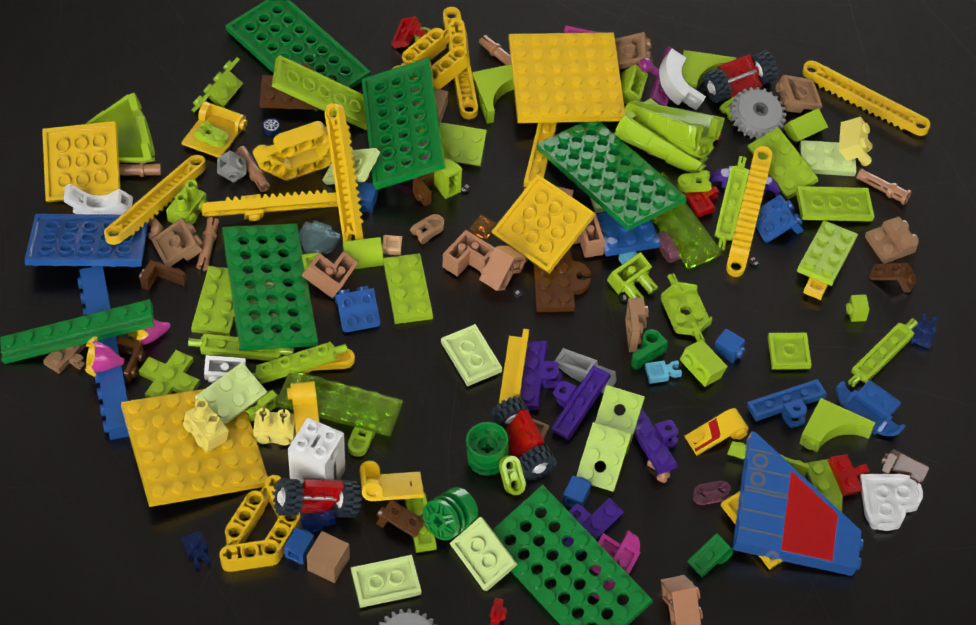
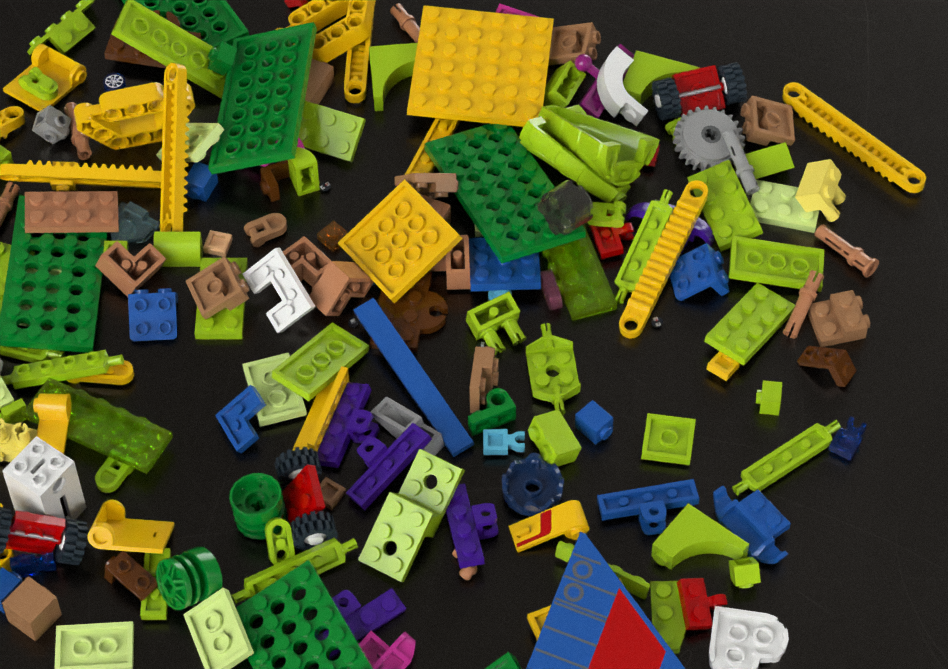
camera: 15 degrees right, 0 degrees up
(269, 234) = (71, 212): none -> nougat plate
(359, 95) = (221, 58): none -> green plate
(407, 280) = (218, 287): none -> medium nougat plate
(448, 381) = (236, 415): none -> blue plate
(454, 259) = (295, 300): none -> white plate
(503, 327) = (319, 361): none -> lime plate
(551, 479) = (323, 557): none -> lime plate
(554, 175) = (431, 184): none -> medium nougat plate
(576, 492) = (354, 575): blue brick -> none
(579, 329) = (413, 377): none -> blue tile
(671, 180) = (566, 207): none -> clear smoke brick
(692, 391) = (528, 472): none -> dark blue plate
(711, 492) = (522, 600): clear pink beam -> none
(792, 133) = (744, 170): none -> light grey pin
(864, 231) = (806, 296): none -> nougat pin
(876, 445) = (744, 572): none -> lime plate
(904, 465) = (773, 602): bracket -> none

